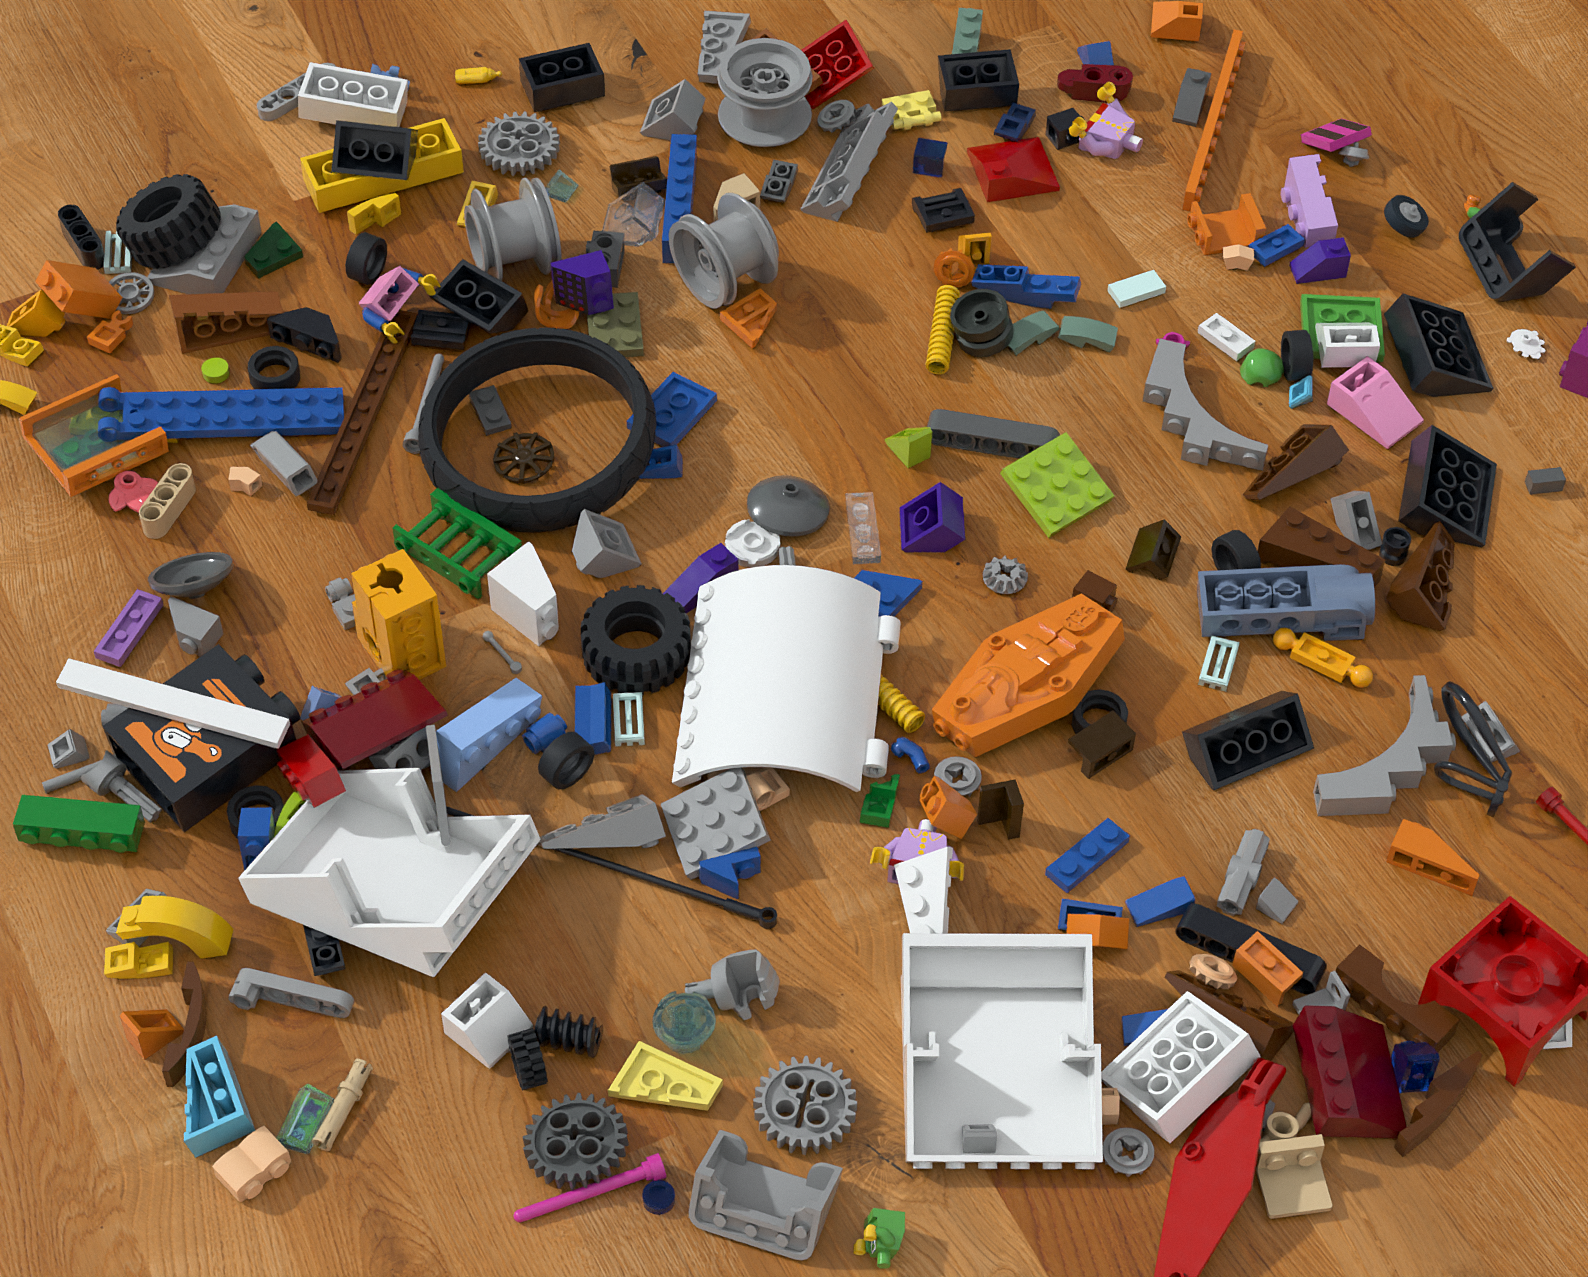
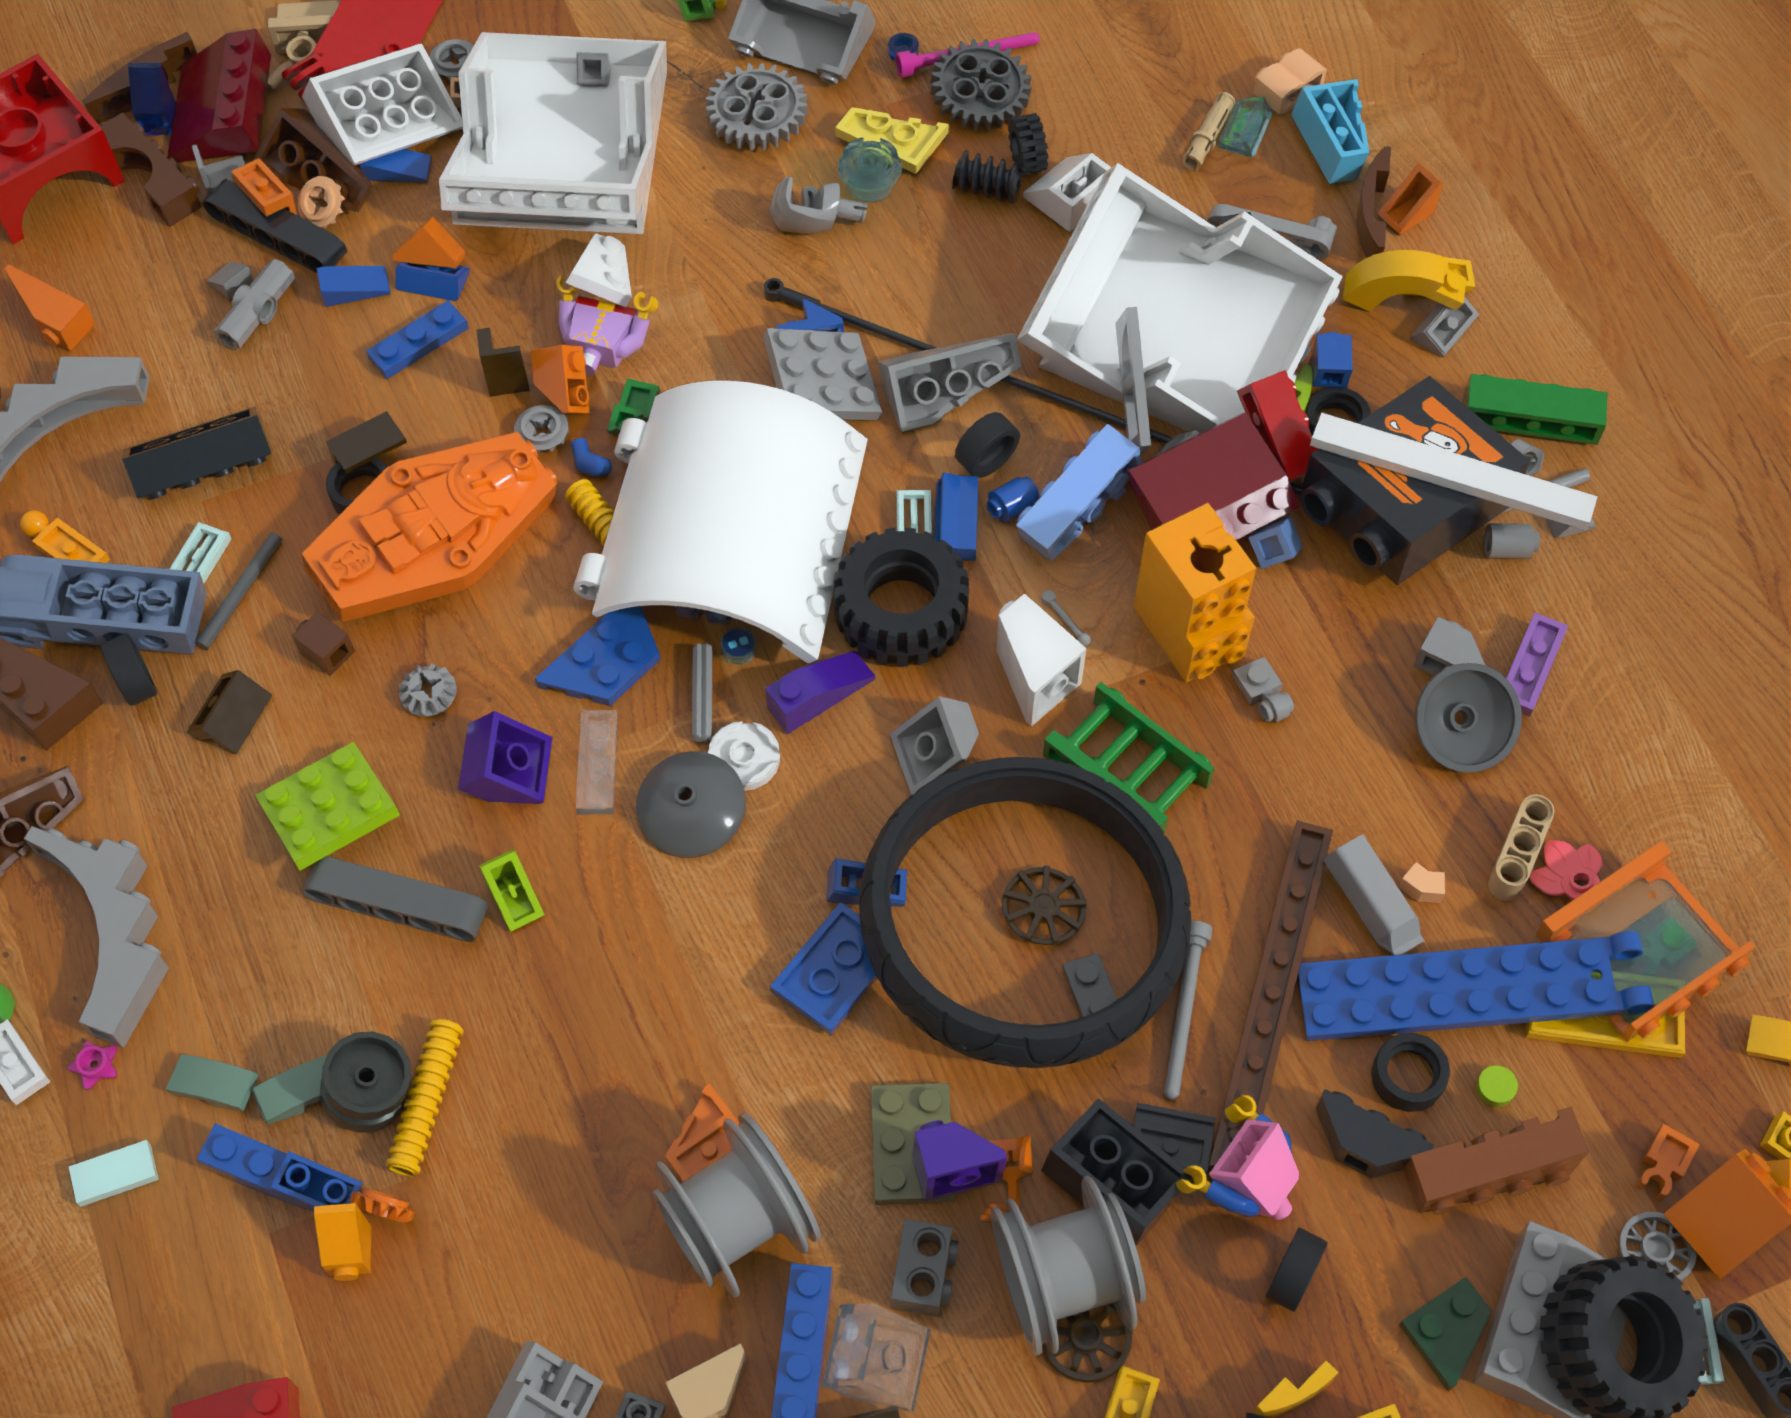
camera: 175 degrees left, 10 degrees up
(943, 210) = (369, 1343): black plate -> none
(1175, 641) = (238, 591): none -> dark grey bar

